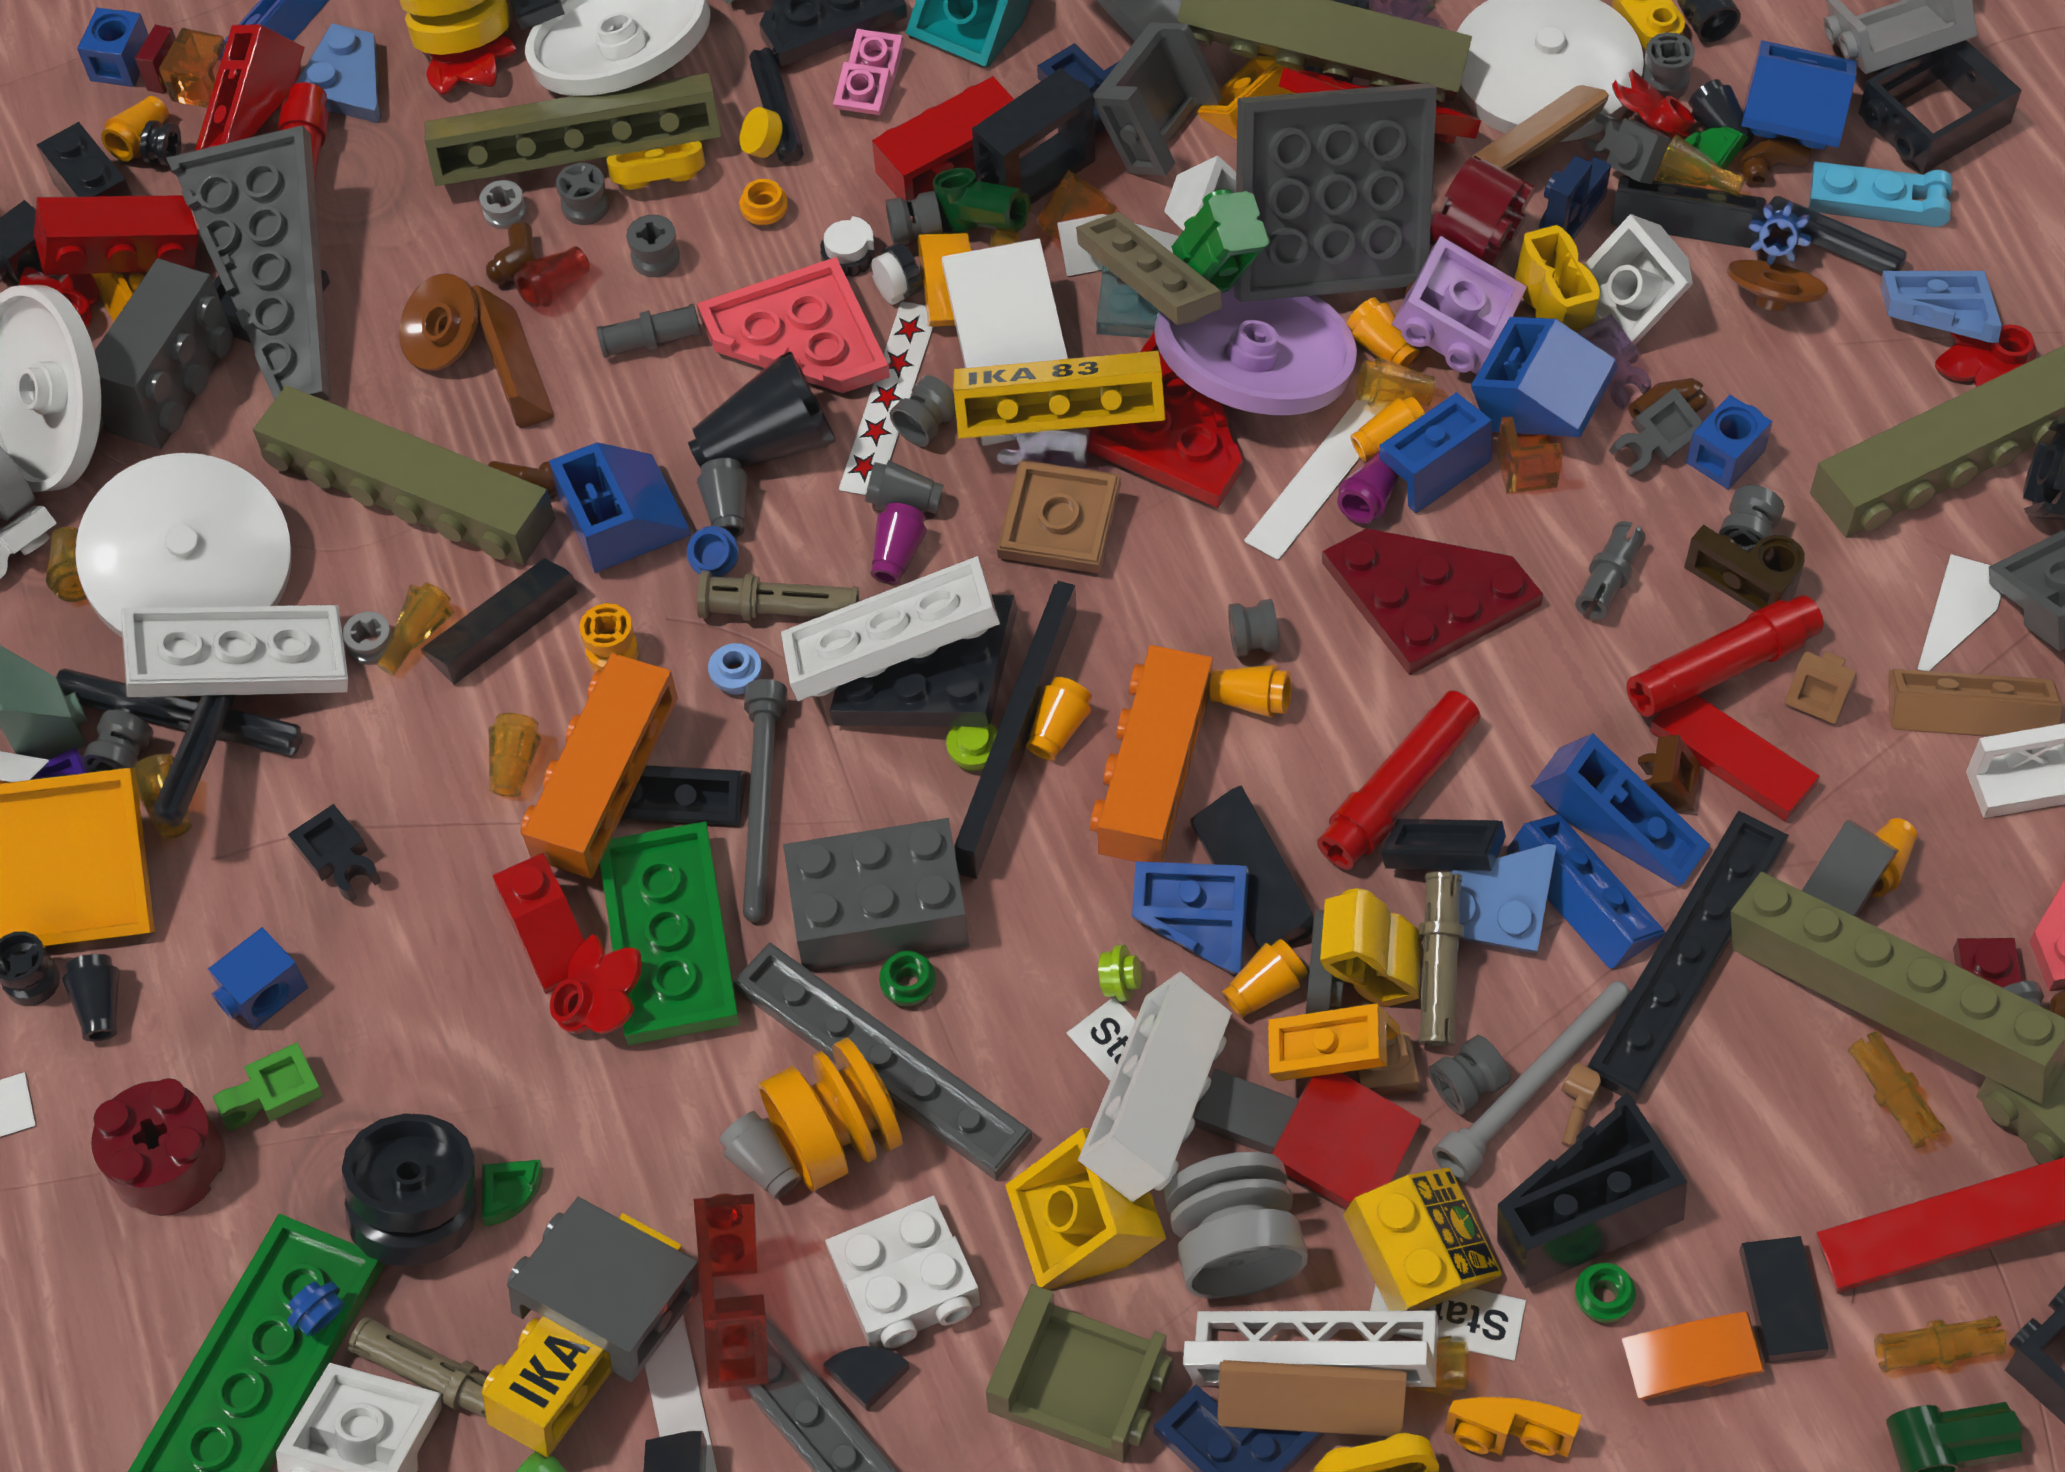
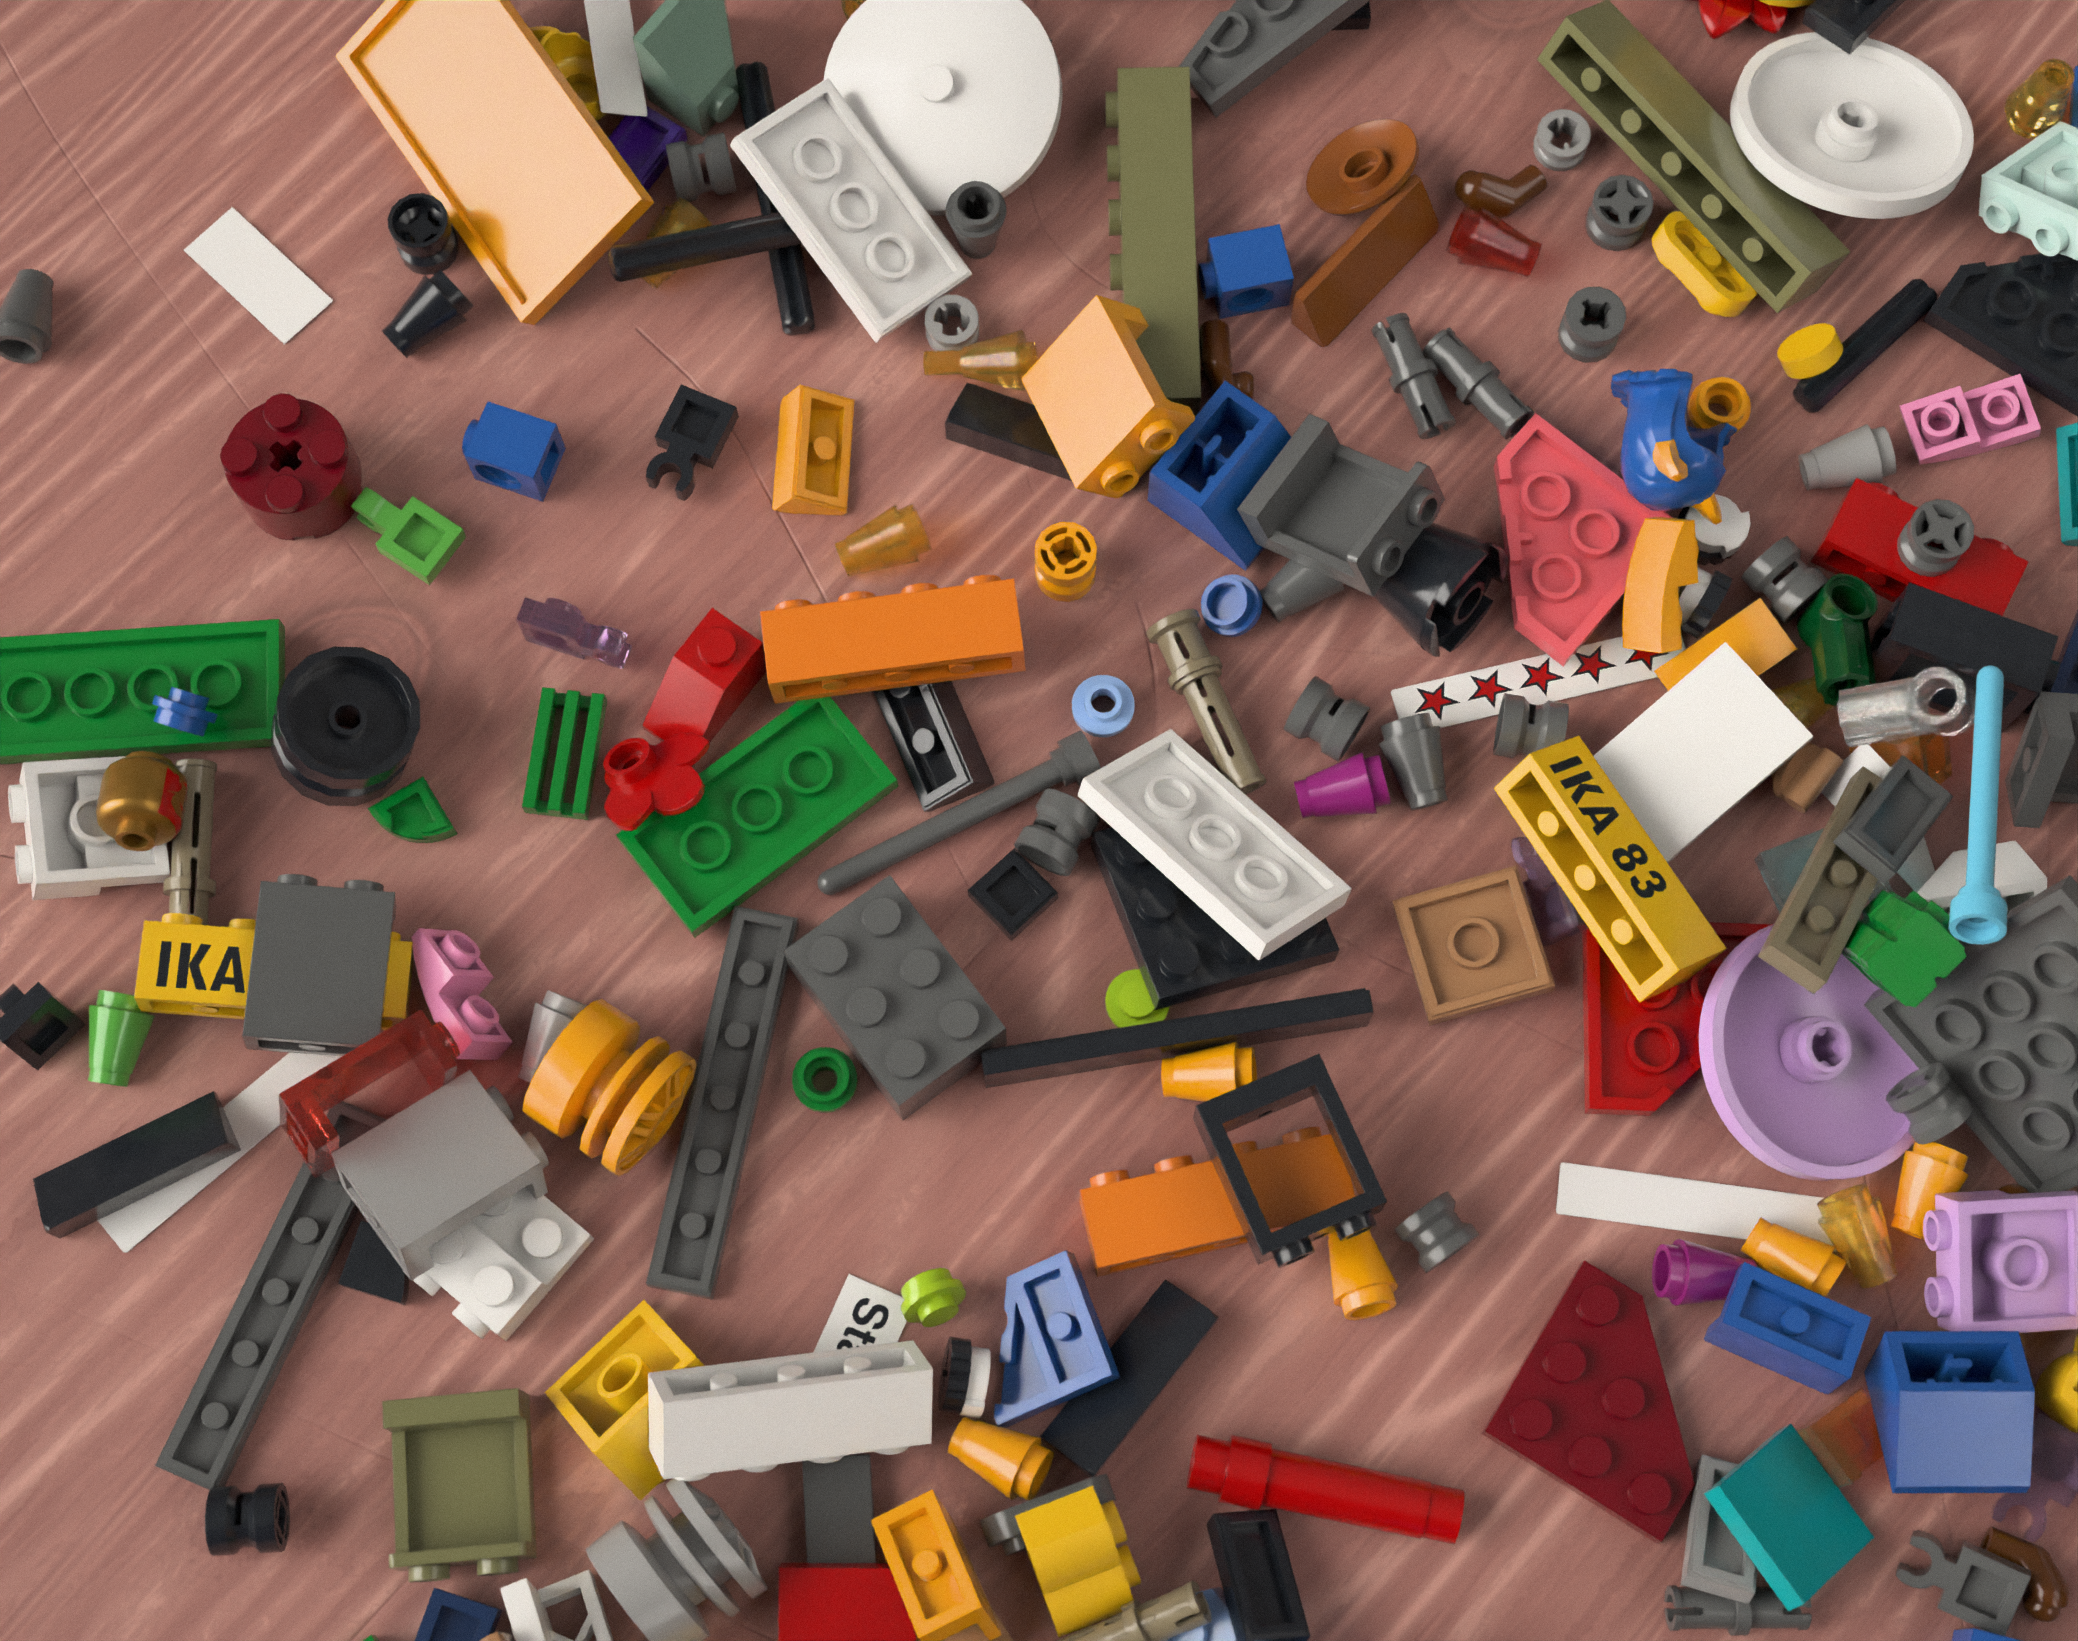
camera: 60 degrees right, 15 degrees up
(301, 572) = (976, 217): none -> dark grey cone
(368, 1370) = (142, 801): none -> pearl gold head
(402, 777) = (813, 452): none -> light orange slope
(434, 1003) = (564, 629): none -> clear purple plate
(468, 422) = (1247, 272): none -> blue brick
(496, 1030) = (572, 704): none -> green tile
(509, 542) = (1104, 400): none -> light orange panel
(616, 365) = (1413, 376): none -> dark grey pin
(663, 1204) = (451, 985): none -> bright pink slope
(696, 434) = (1340, 508): none -> dark grey panel
(774, 228) = (1660, 455): none -> blue hair
(815, 737) = (1057, 832): none -> dark grey wheel
(823, 1270) = (439, 1168): none -> light grey panel
(837, 528) = (1326, 718): none -> dark grey wheel
(840, 792) = (1012, 894): none -> black tile
(852, 146) = (1858, 454): none -> light grey cone
(863, 278) = (1659, 564): none -> light orange slope
(946, 110) = (1938, 523): none -> dark grey wheel
(1053, 180) = (1901, 708): none -> clear piece
(1062, 270) = (1805, 776): none -> medium nougat plate
(1125, 221) = (1893, 819): none -> dark grey tile
(1150, 711) = (1263, 1098): none -> black window
(1197, 966) = (964, 1378): none -> piece
(1226, 166) = (1978, 910): none -> medium azure piece
(1329, 296) = (1929, 1103): none -> dark grey wheel
(1554, 549) = (1712, 1554): none -> light grey tile
(1565, 506) = (1789, 1517): none -> teal tile

